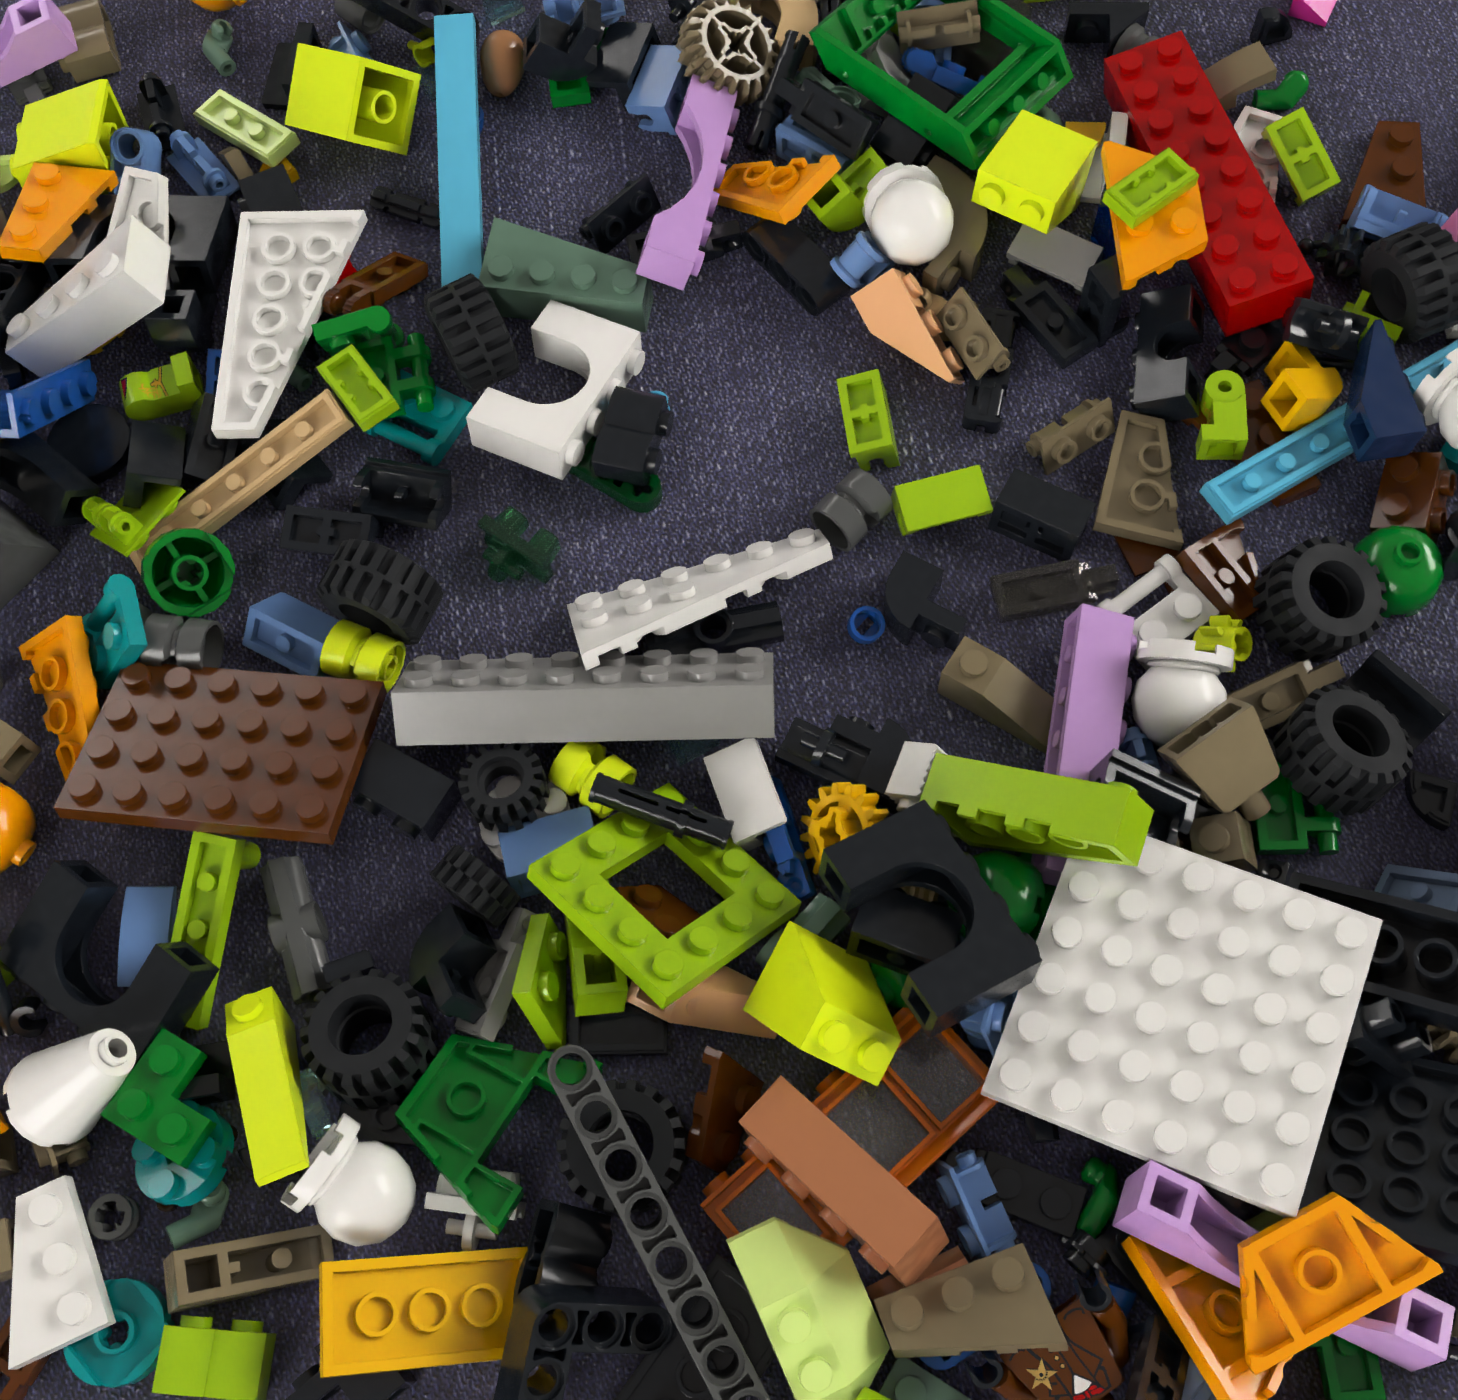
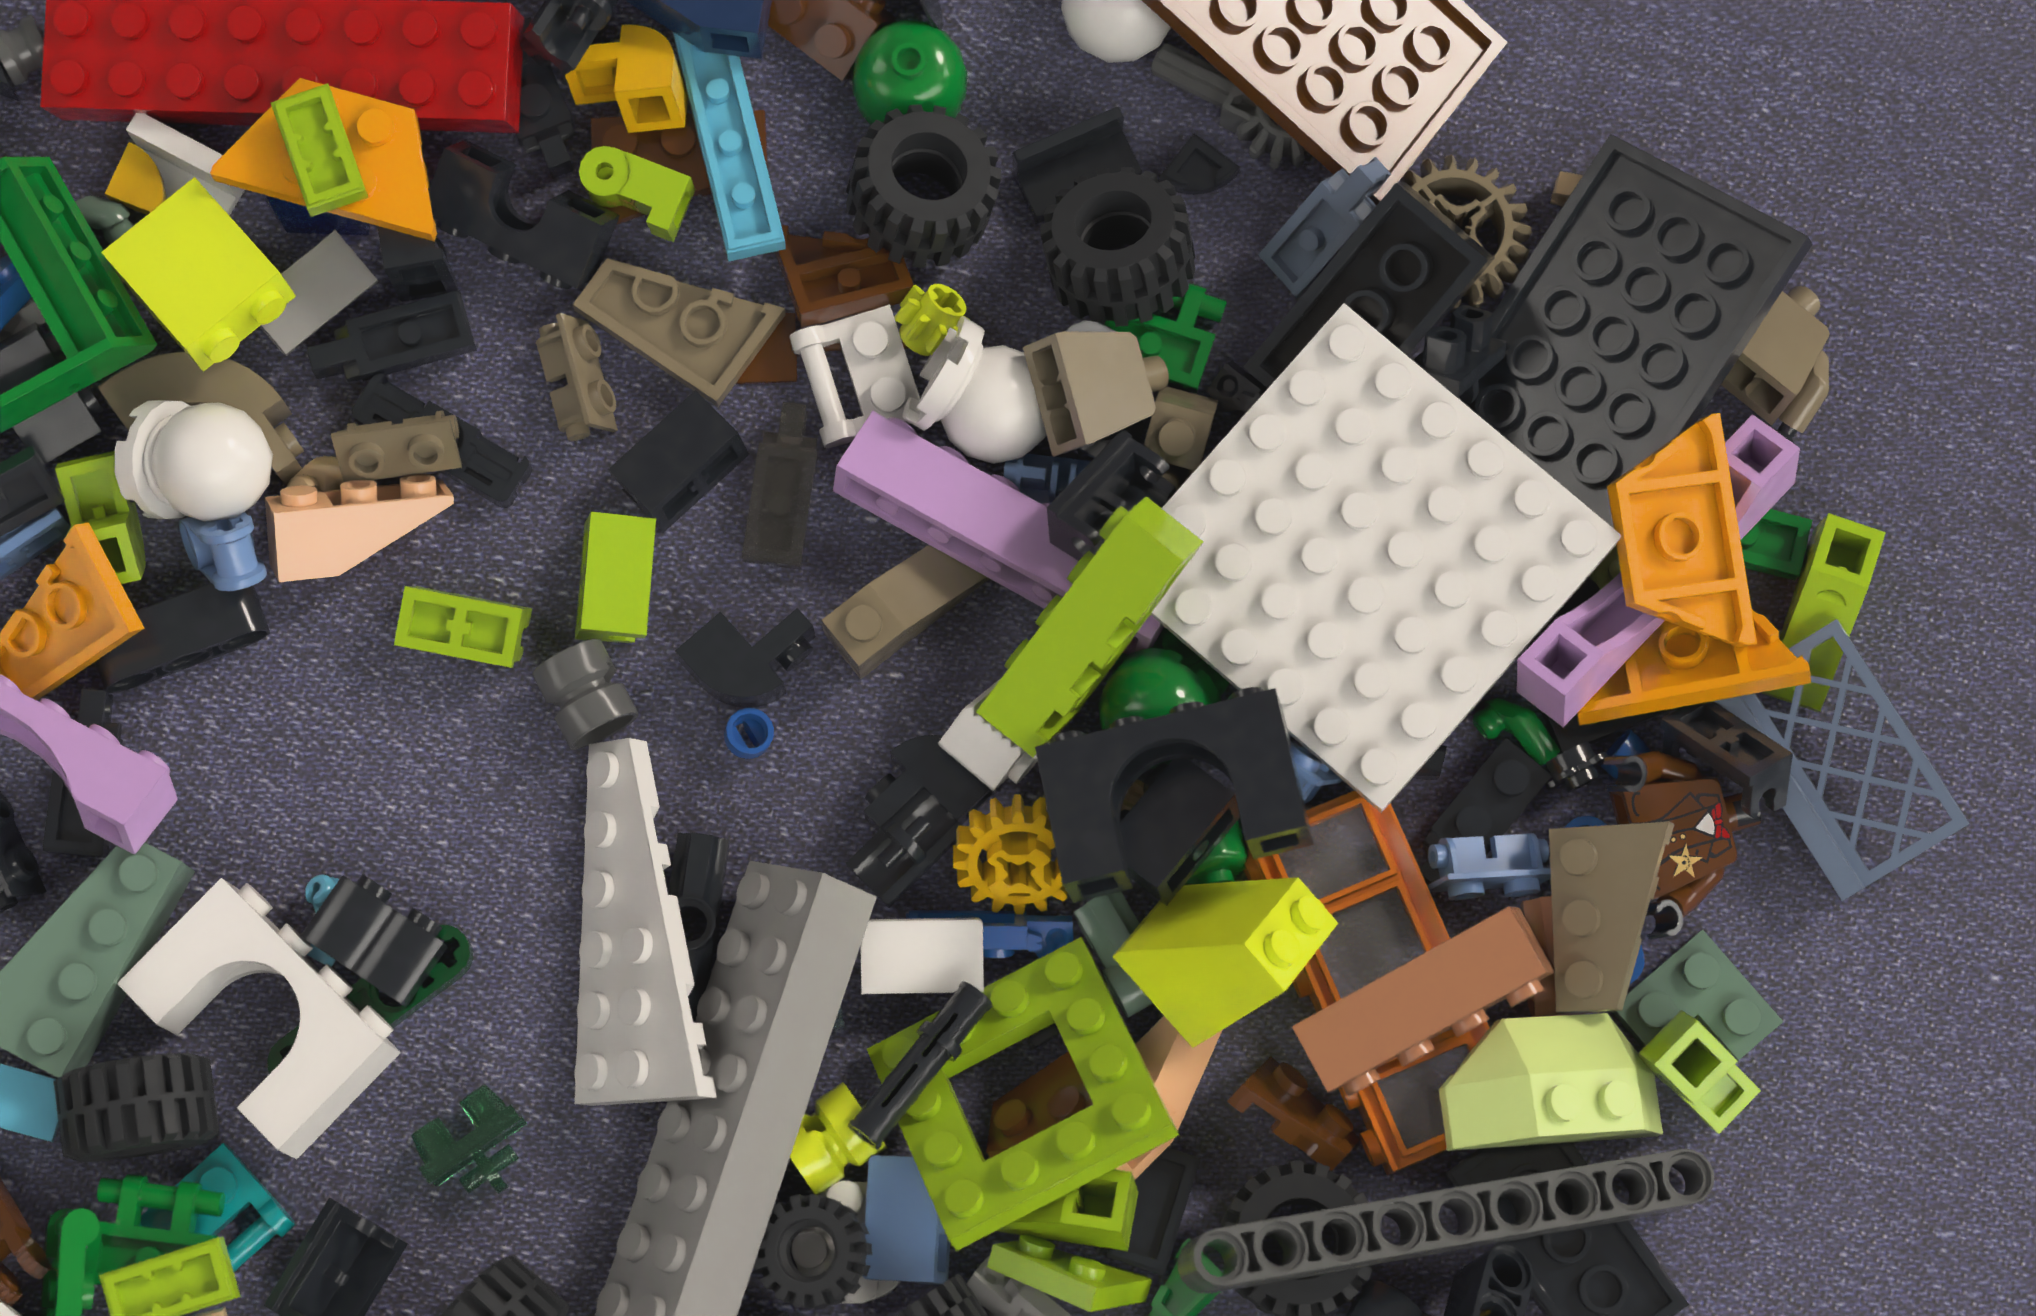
camera: 80 degrees left, 10 degrees up
(1285, 689) = (1018, 278): dark tan hinge -> none

